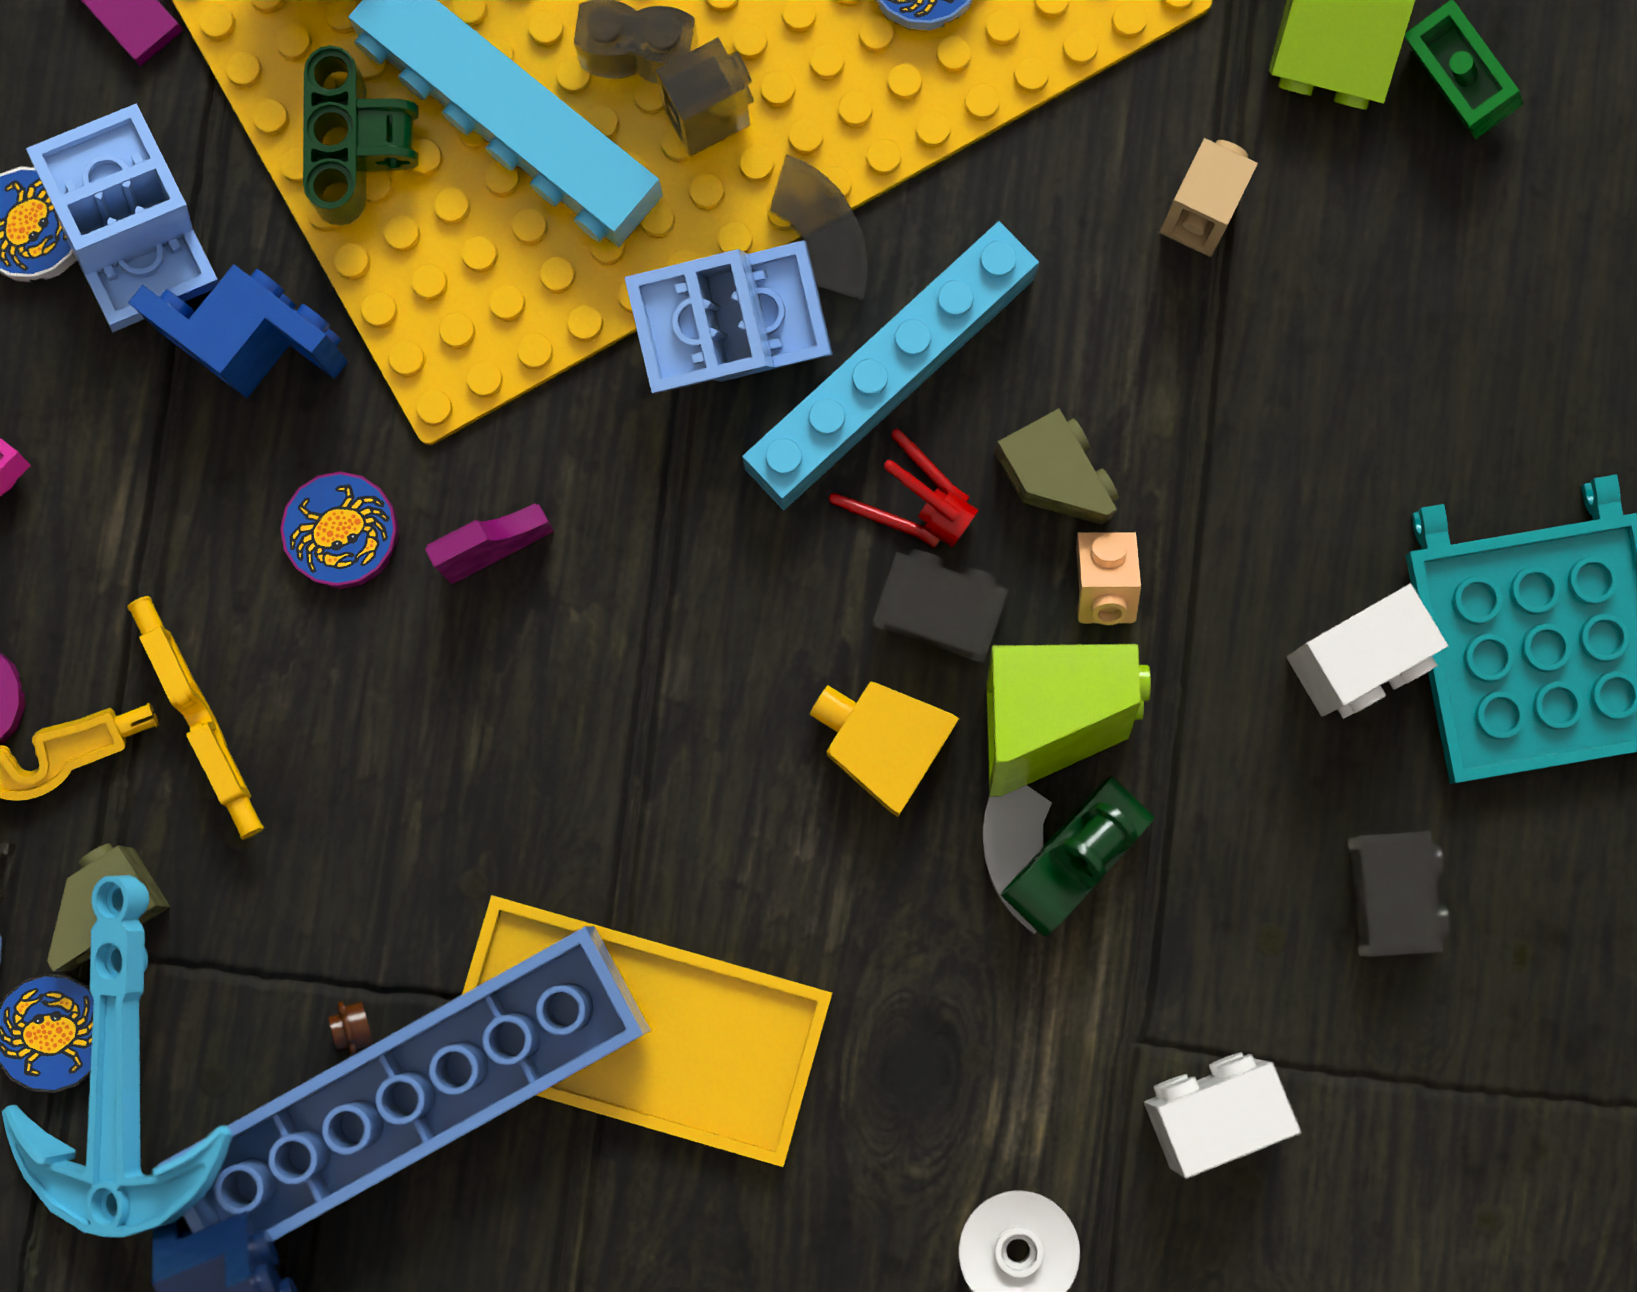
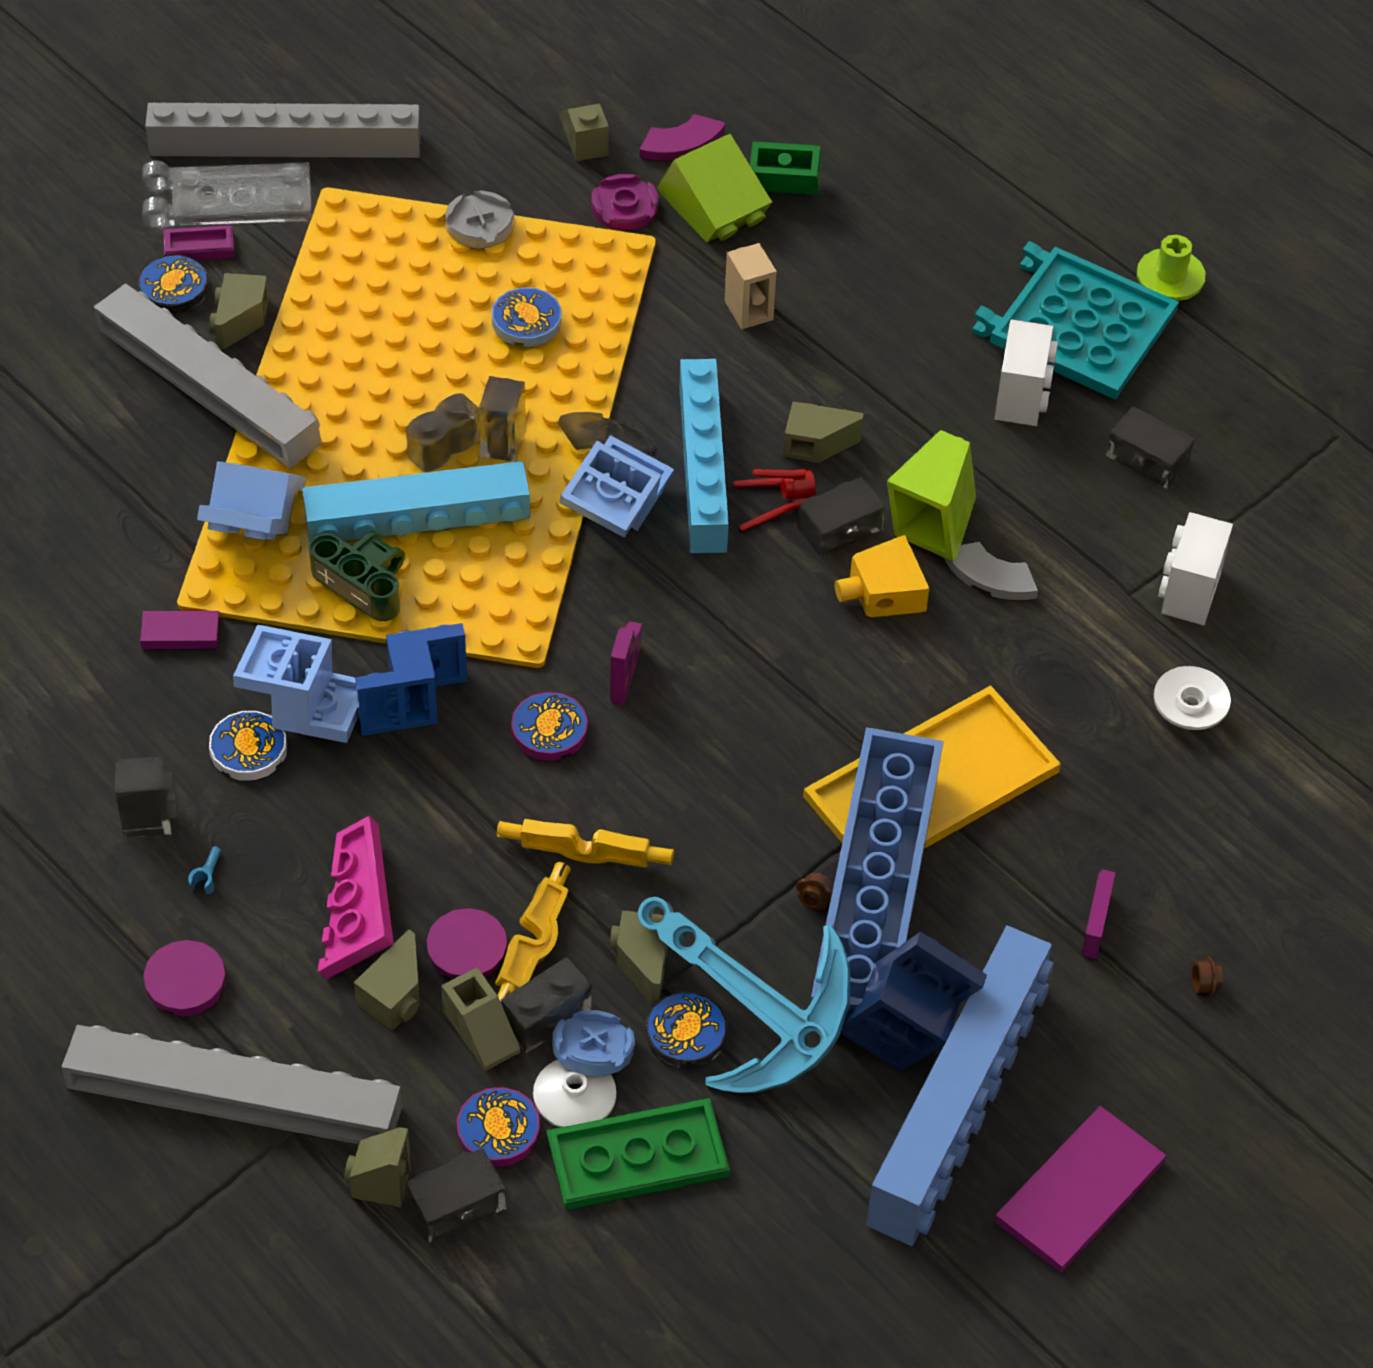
camera: 55 degrees left, 30 degrees down
(1077, 856) = (1015, 535): dark green beam -> none
(1108, 577) = (888, 445): light nougat bracket -> none

